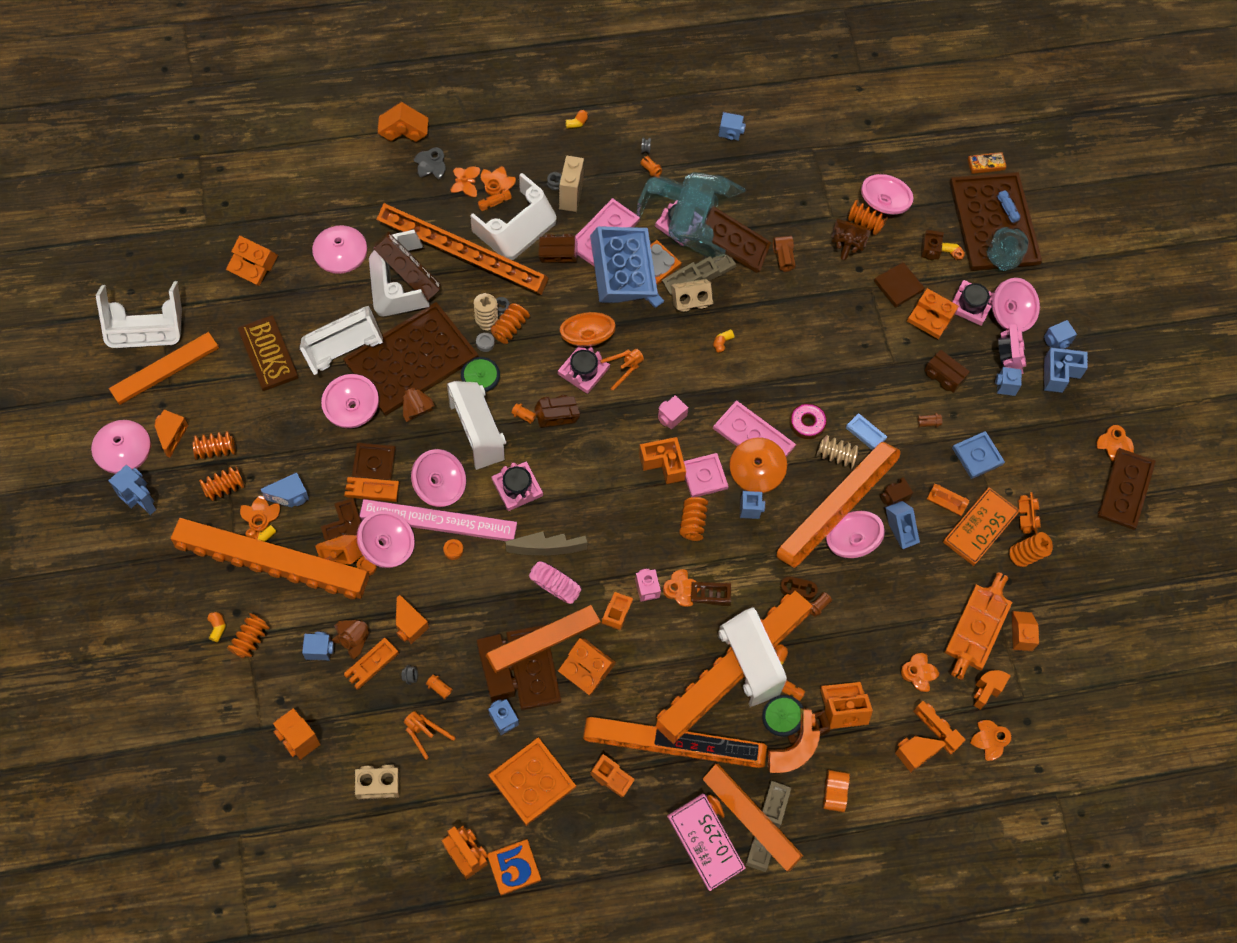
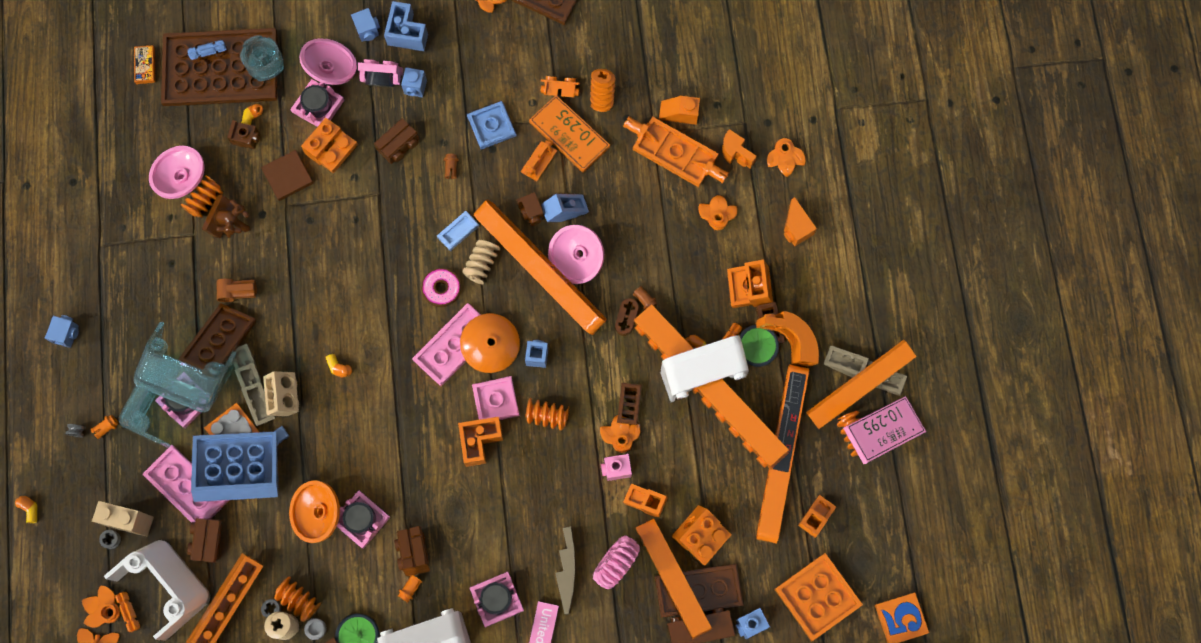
camera: 80 degrees left, 10 degrees up
(631, 359) = (355, 465): orange plant -> none
(672, 412) = (422, 427): bright pink brick -> none
(836, 791) = (833, 304): orange axle -> none
(940, 727) = (786, 193): orange plate -> none

